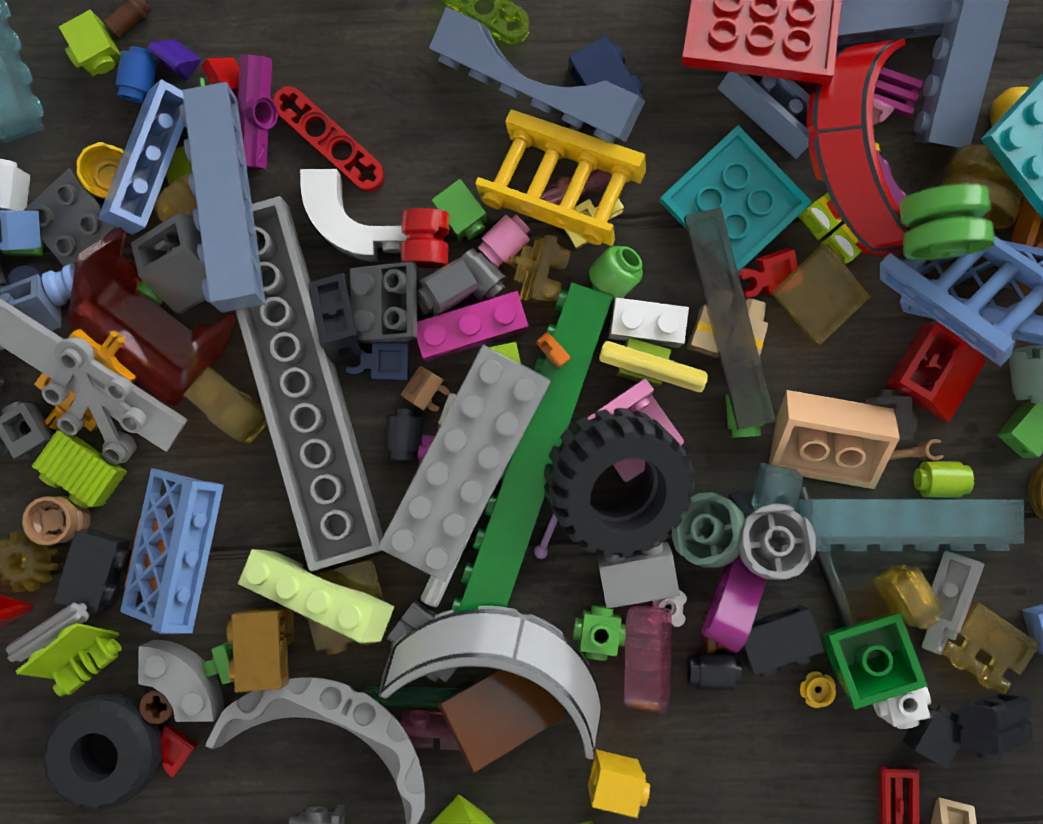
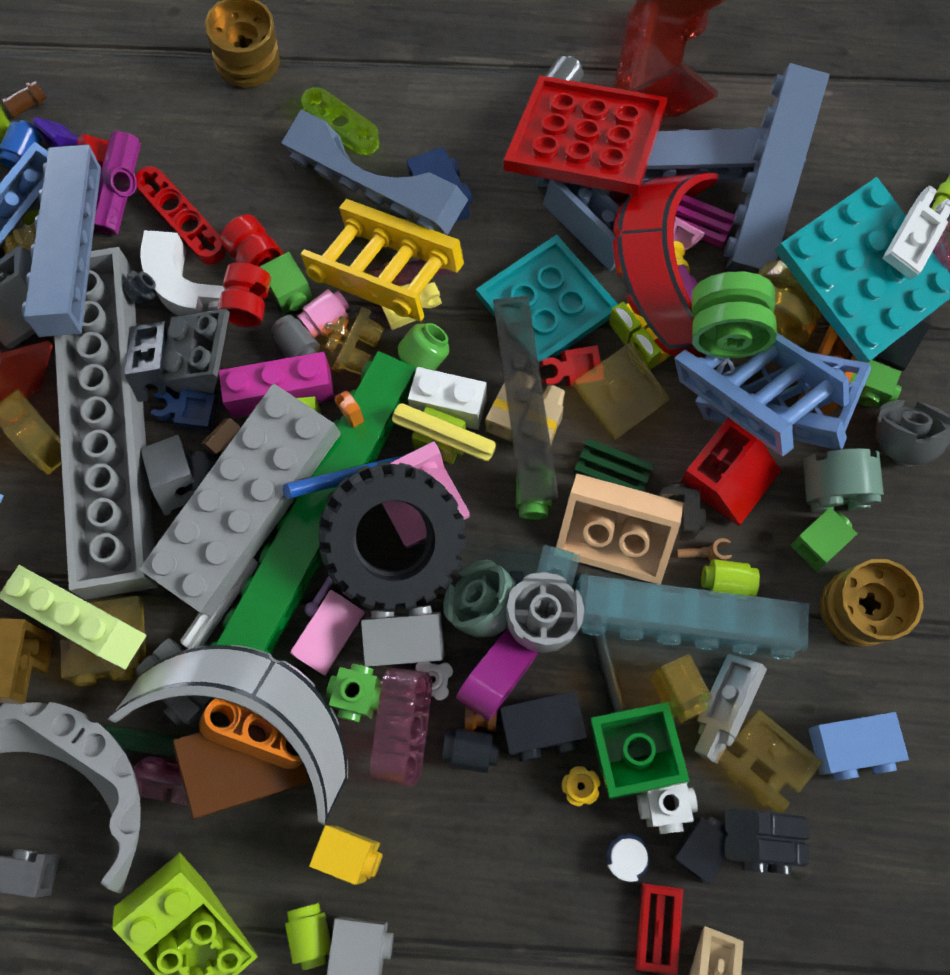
camera: 10 degrees right, 15 degrees down
(310, 237) = (139, 287): none -> black plate
(381, 436) = (167, 472): none -> dark grey hinge
(411, 168) = (248, 241): none -> red wheel
(445, 288) = (254, 340): dark grey brick -> none
(500, 688) = (237, 737): none -> orange beam
(560, 575) = (327, 633): none -> bright pink slope
(568, 422) = (324, 481): none -> blue bar
(848, 383) = (617, 456): none -> dark green tile
(866, 747) = (627, 857): none -> white piece

